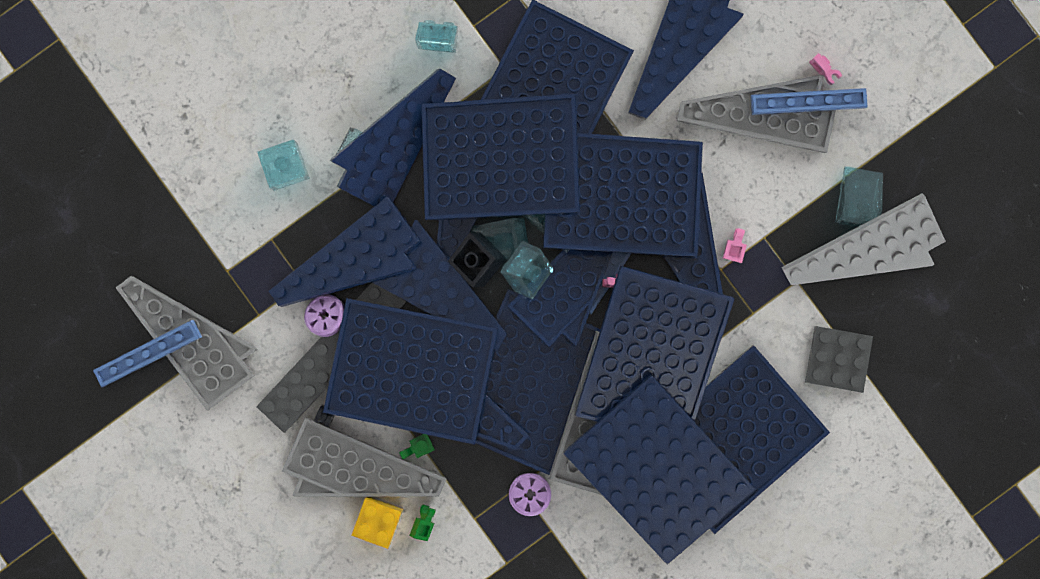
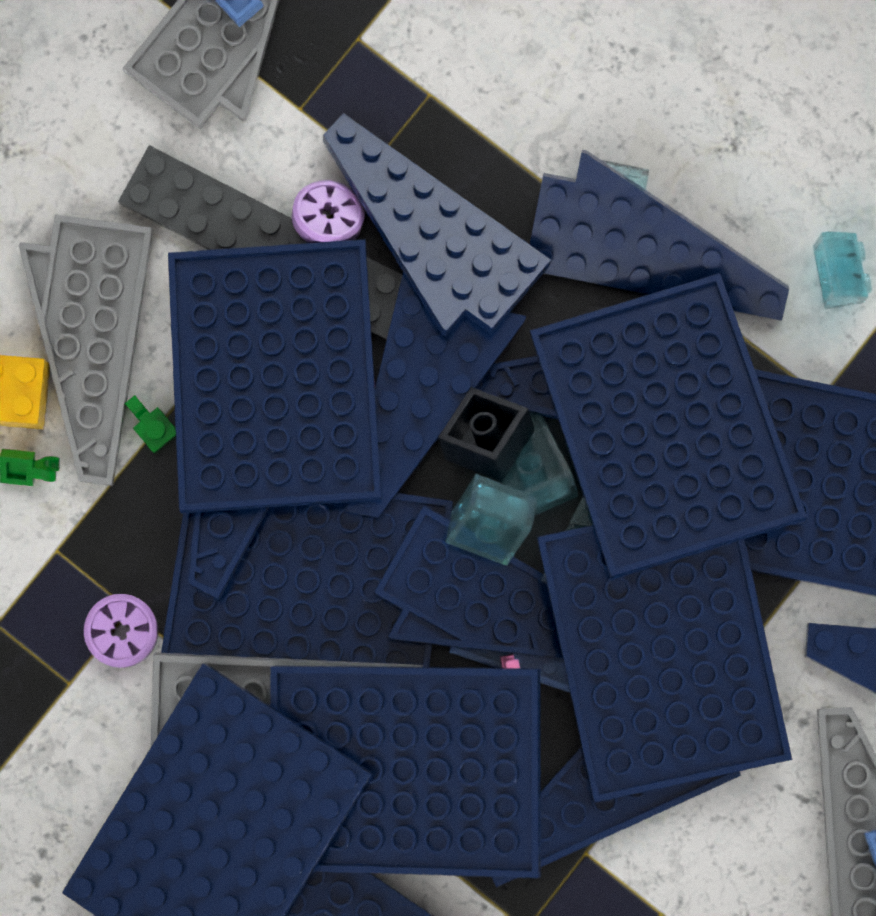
camera: 80 degrees right, 5 degrees down
(283, 165) = (556, 79): clear light blue brick -> none
(323, 418) = (159, 258): black wheel -> none
(735, 249) = (625, 866): bright pink plate -> none

